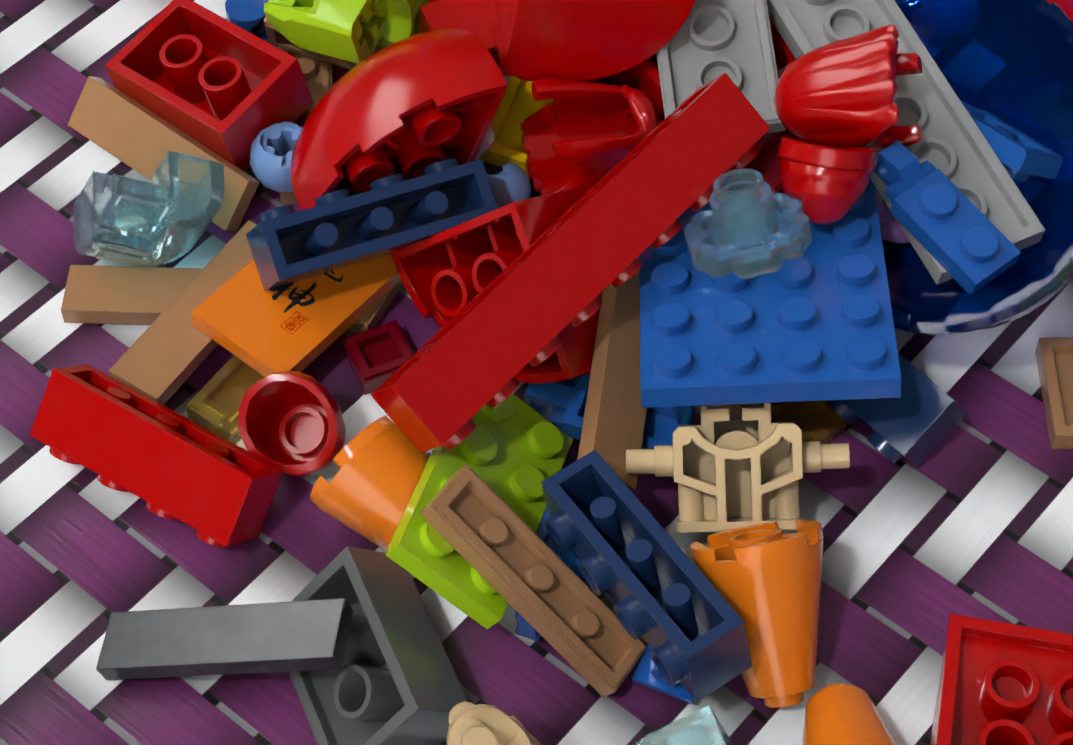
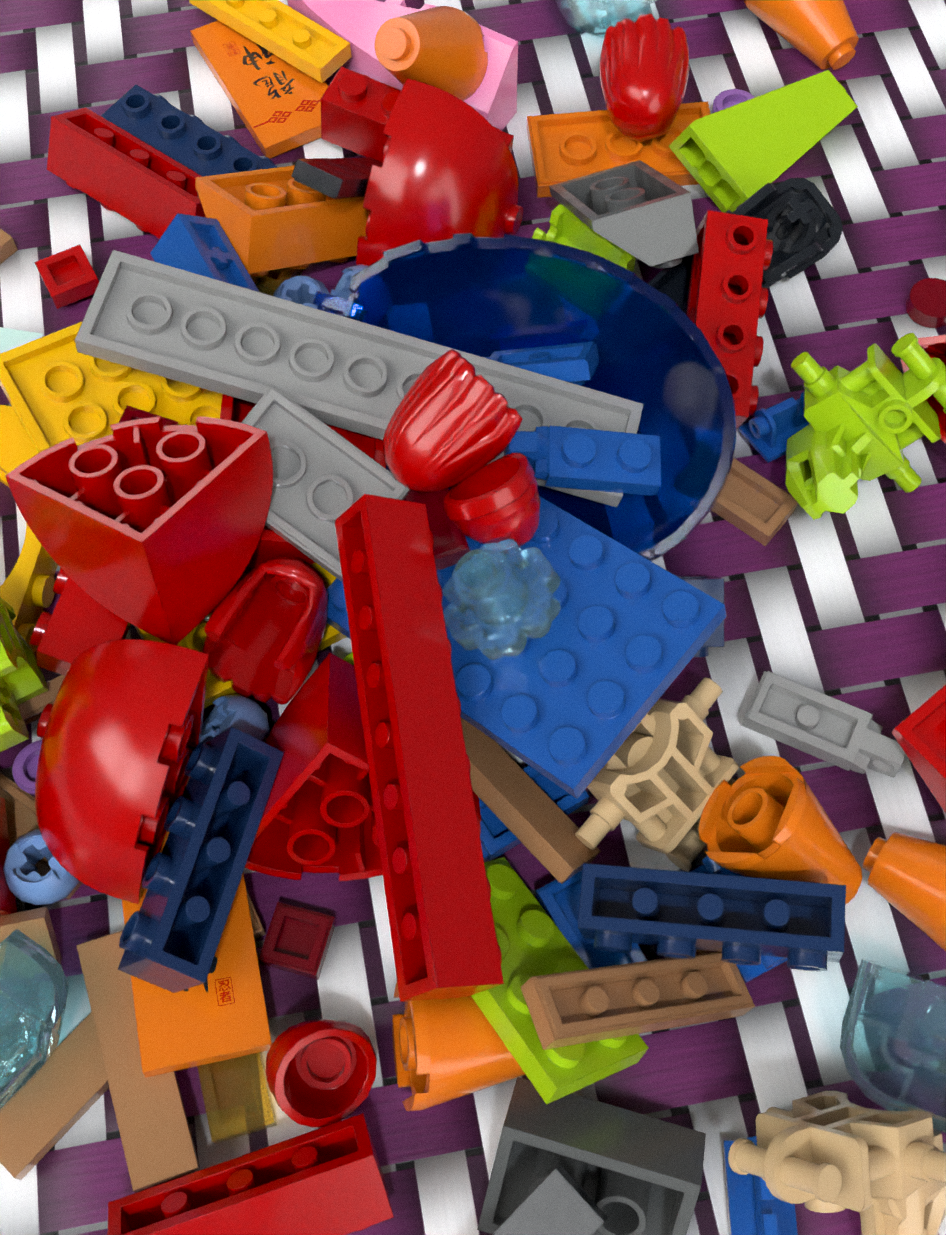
camera: 50 degrees left, 10 degrees up
(912, 583) = (821, 726): none -> light grey hinge

